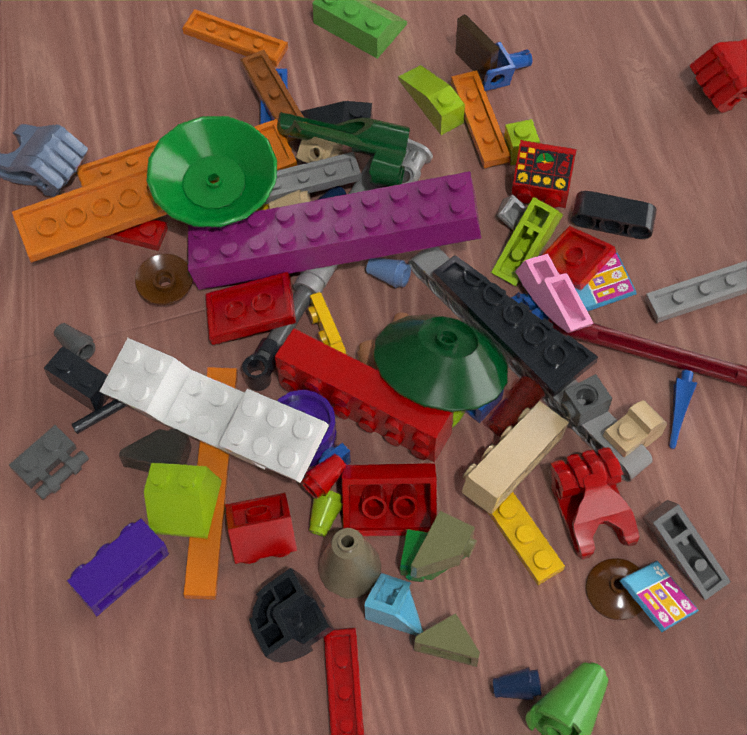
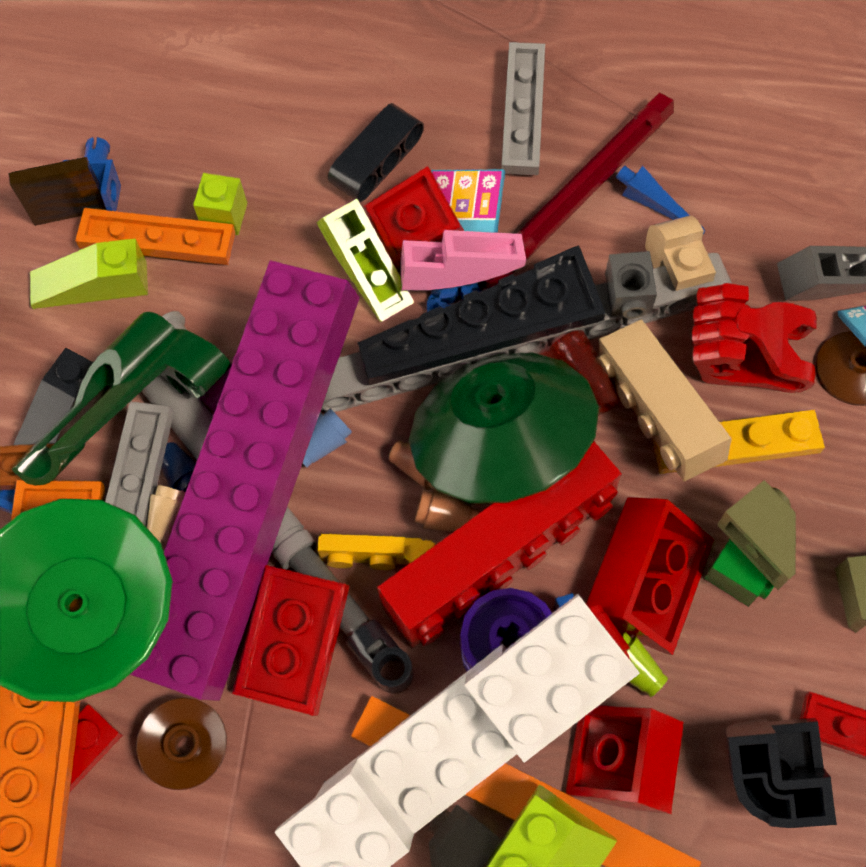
camera: 65 degrees left, 5 degrees up
(318, 149) = (99, 451): tan brick -> none
(349, 564) = (720, 663): dark tan cone -> none
(393, 605) = (791, 632): medium azure slope -> none
(511, 211) = (313, 257): light grey slope -> none
(543, 173) = (285, 198): slope -> none

